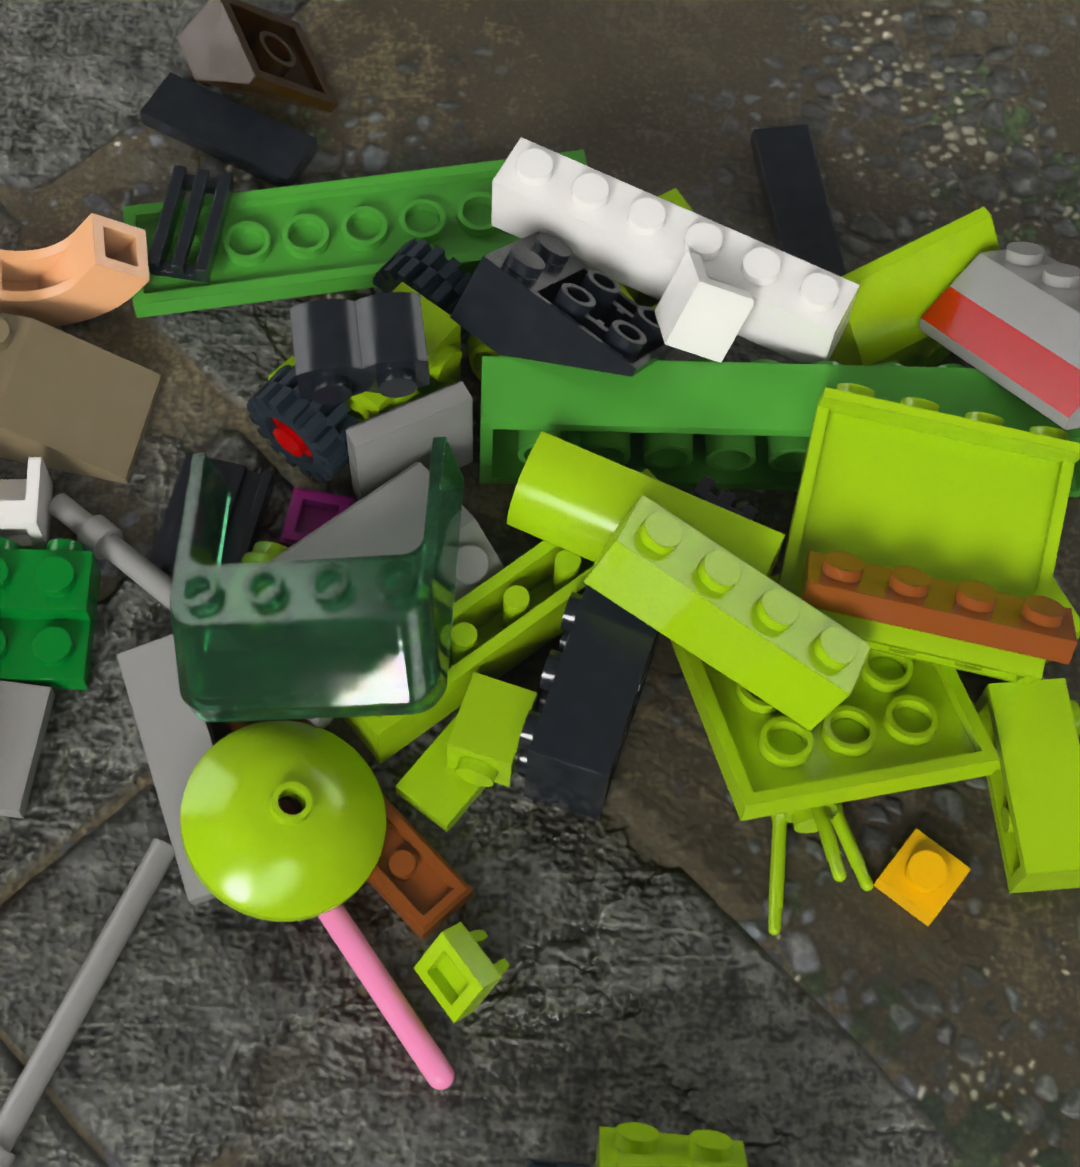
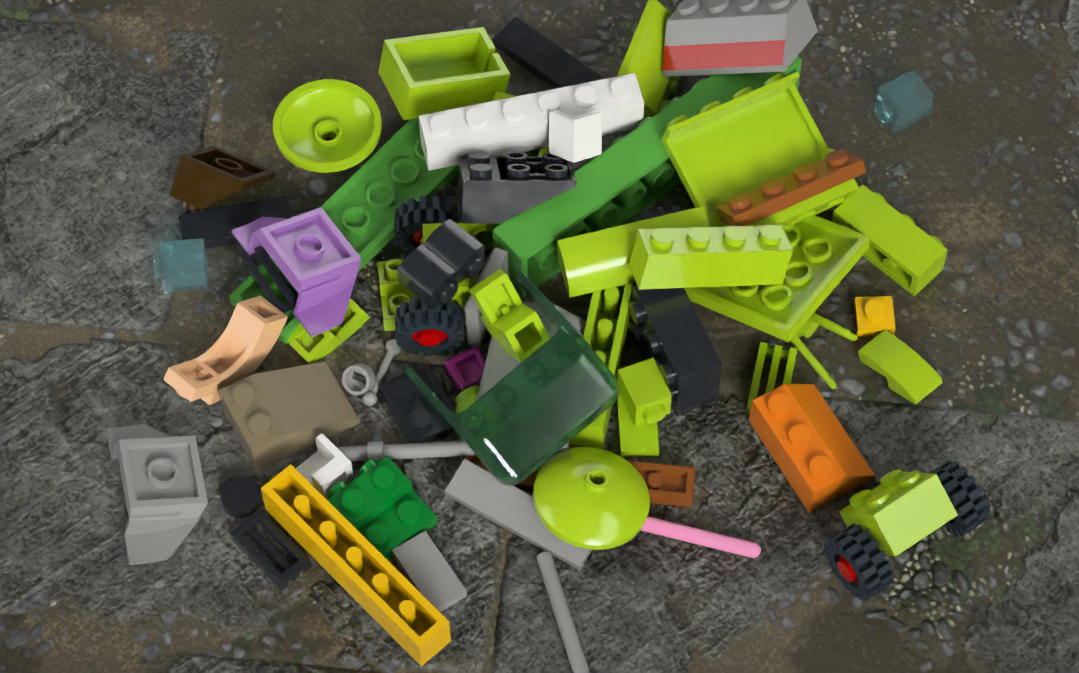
camera: 35 degrees left, 5 degrees down
(112, 132) = (182, 265): none -> clear light blue brick
(165, 461) = (392, 349): none -> light grey hinge
(171, 426) = (357, 385): none -> light grey hinge
(196, 338) = (317, 347): none -> lime slope
(239, 238) = (314, 261): none -> medium lavender piece
(385, 484) = (507, 318): none -> lime brick
(433, 67) = (327, 111): none -> lime dish
(459, 970) = (723, 501): lime tile -> none
(635, 117) = (442, 71): none -> lime piece
(647, 887) = (776, 354): none -> lime tile
(659, 990) = (808, 444): none -> orange slope
(890, 983) = (904, 369): none -> lime slope

